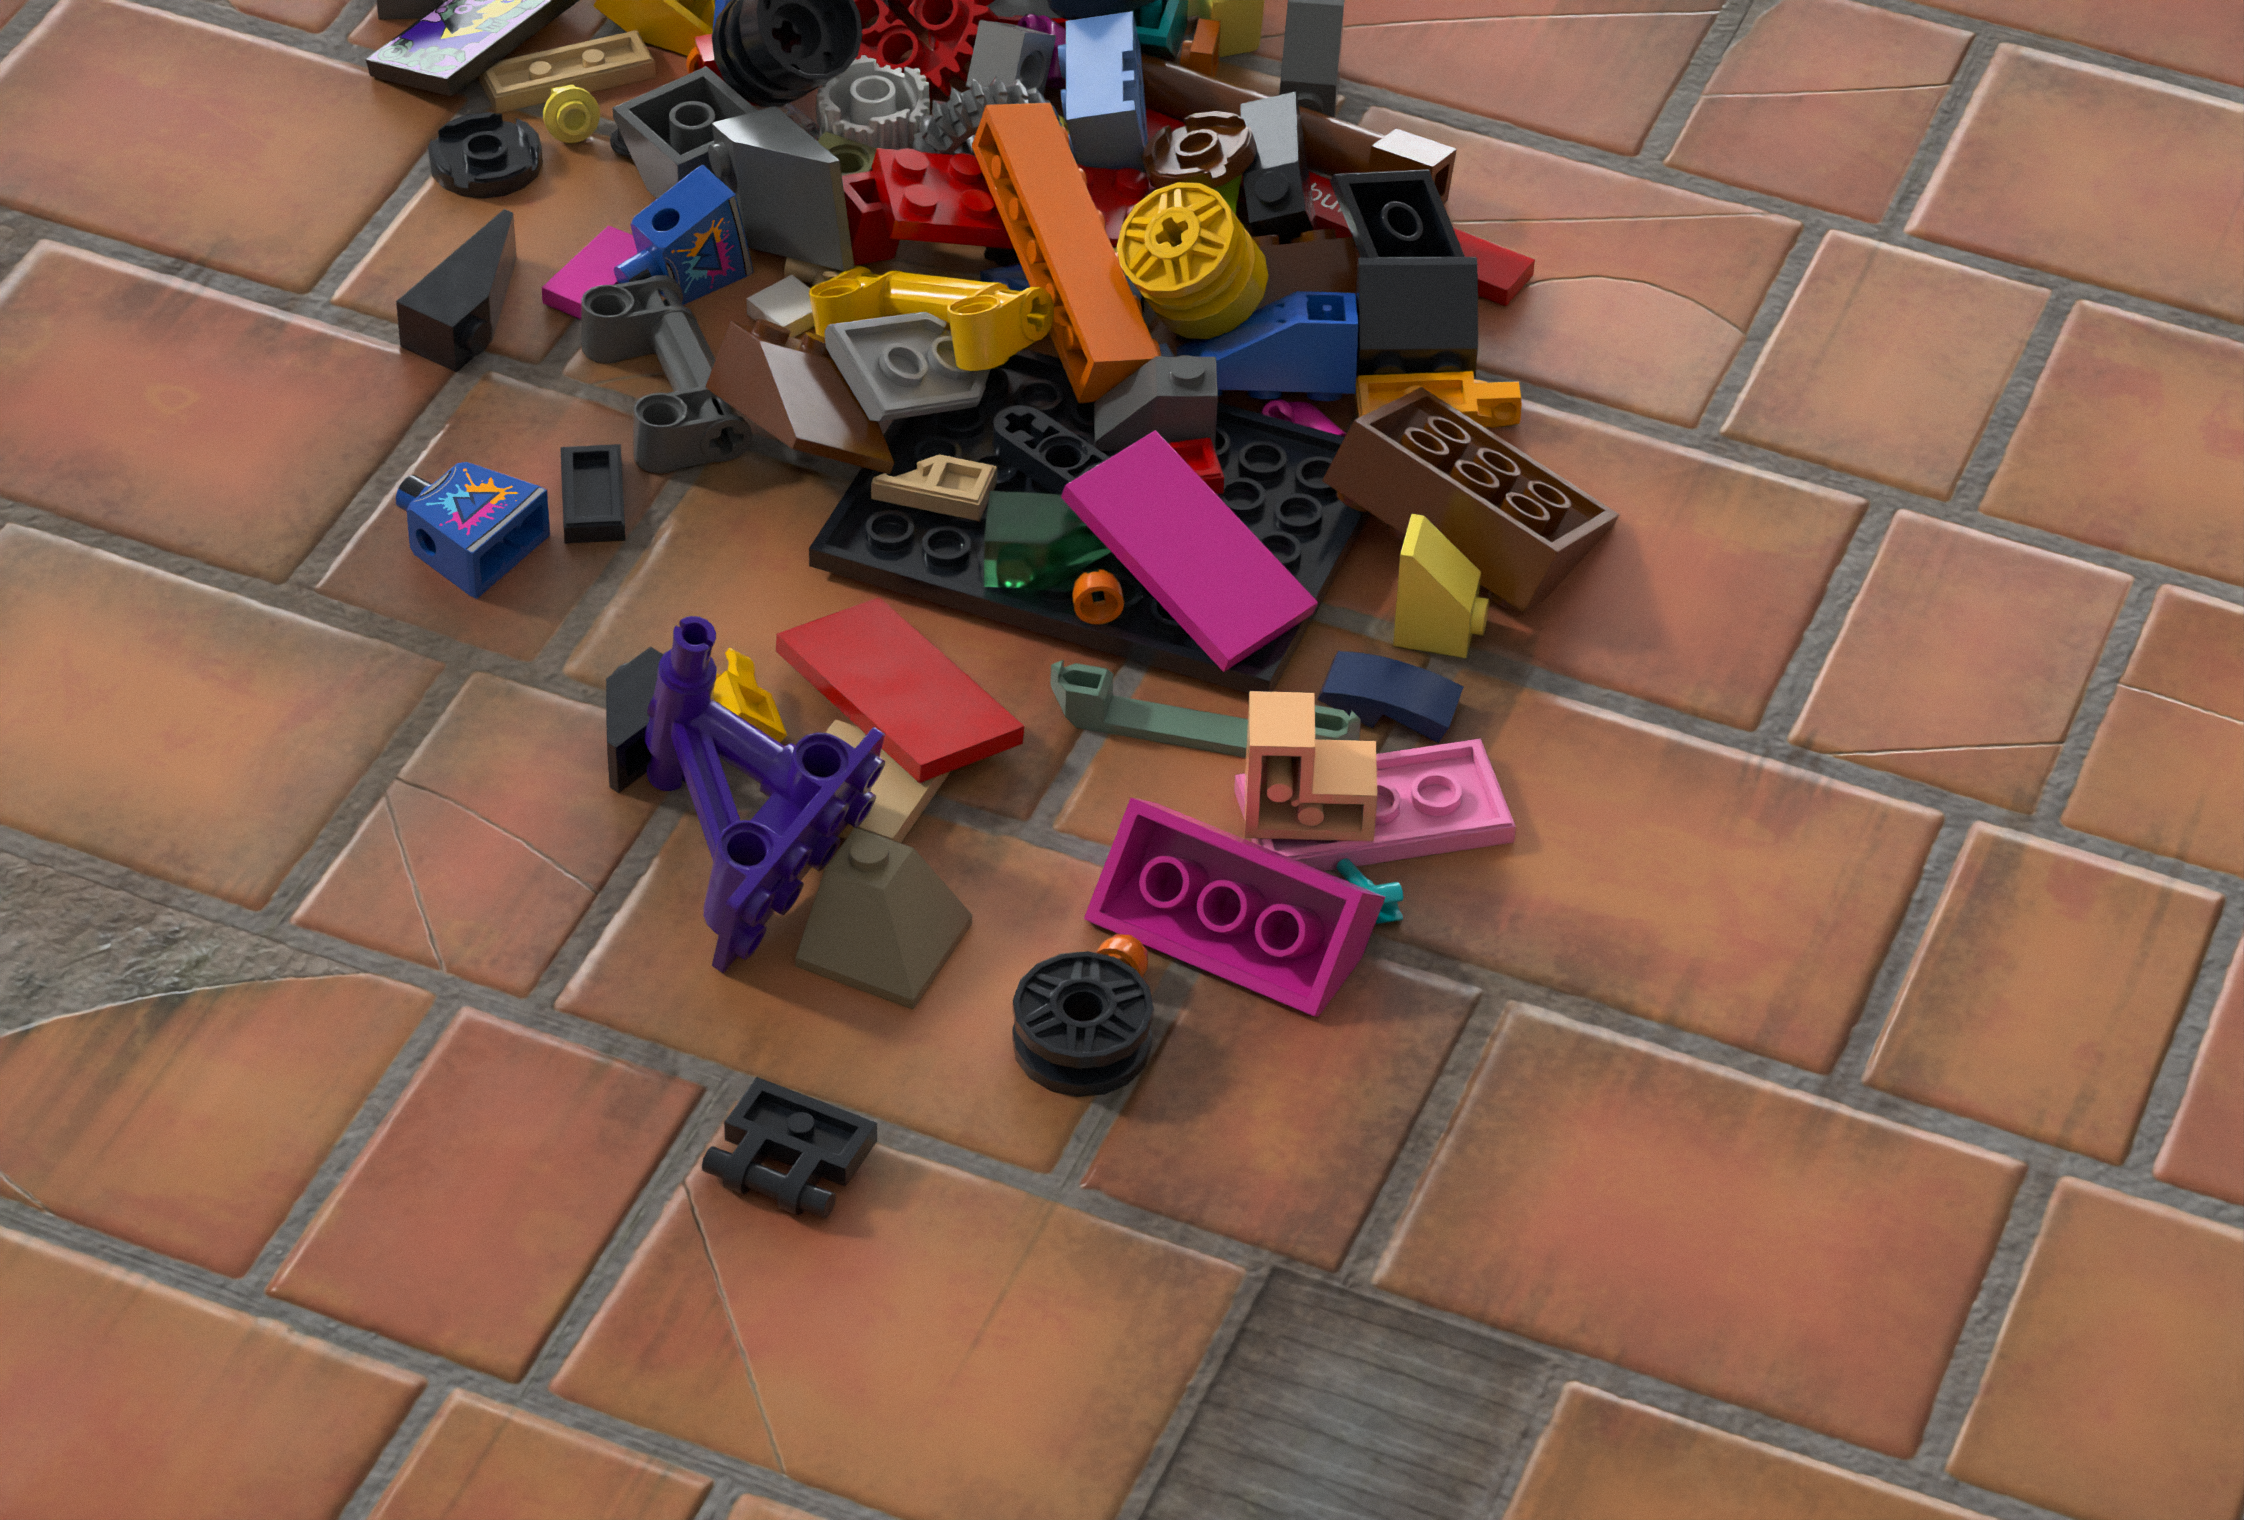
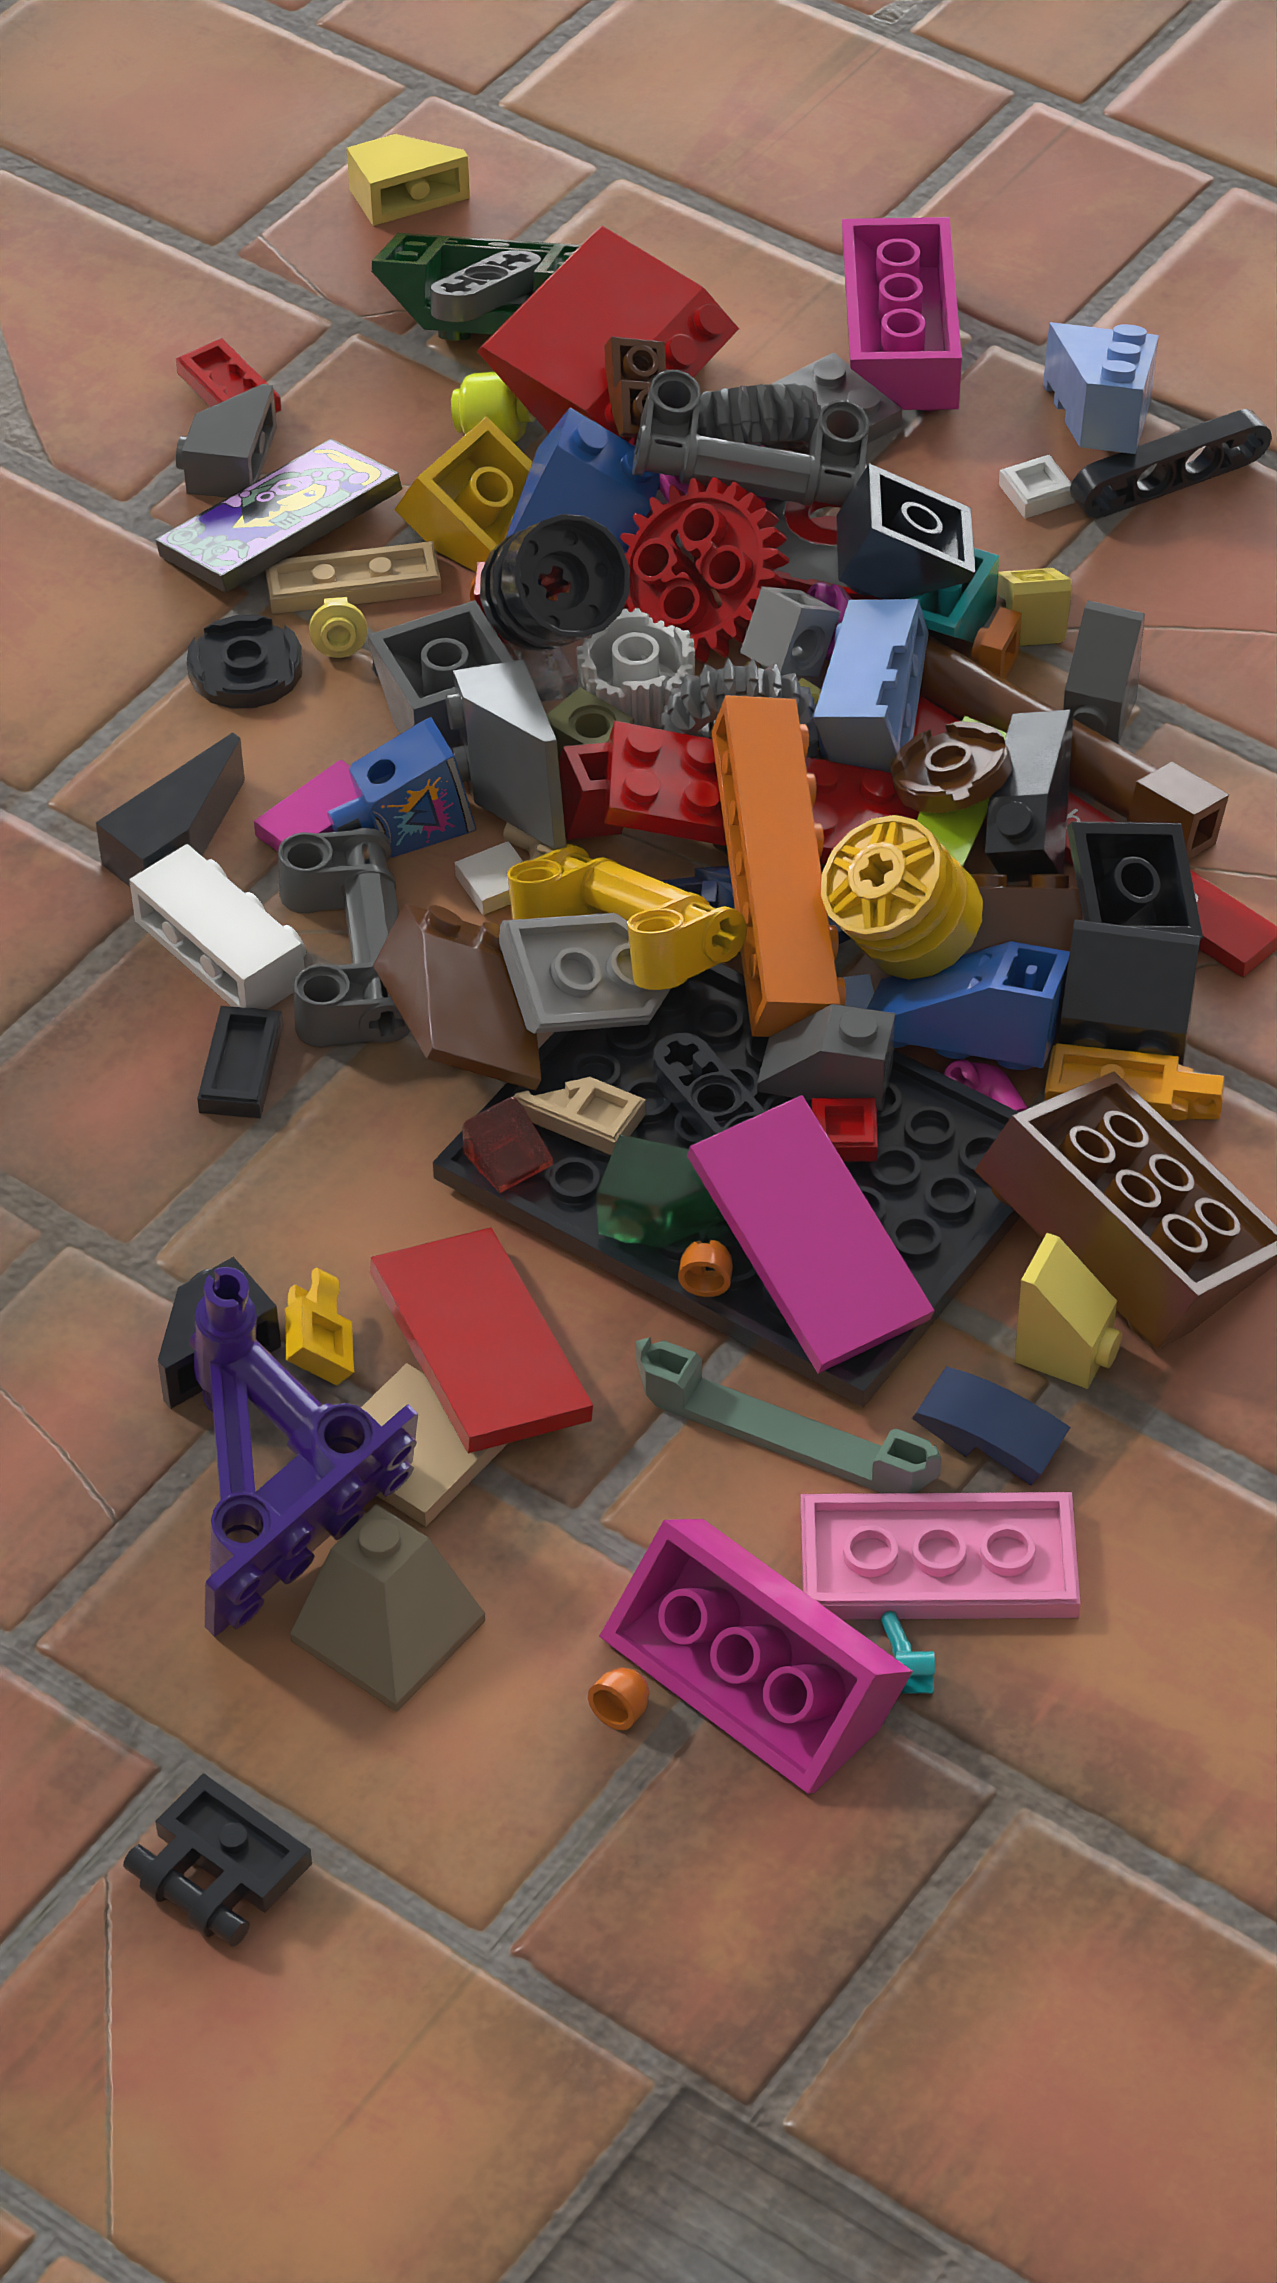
camera: 15 degrees right, 5 degrees up
(473, 523) = (107, 1082): blue torso -> none
(538, 382) = (217, 930): none -> white brick
(876, 521) = (505, 1145): none -> clear red slope
(1082, 1024) = (565, 1803): black wheel -> none
(1303, 783) = (859, 1526): light nougat brick -> none

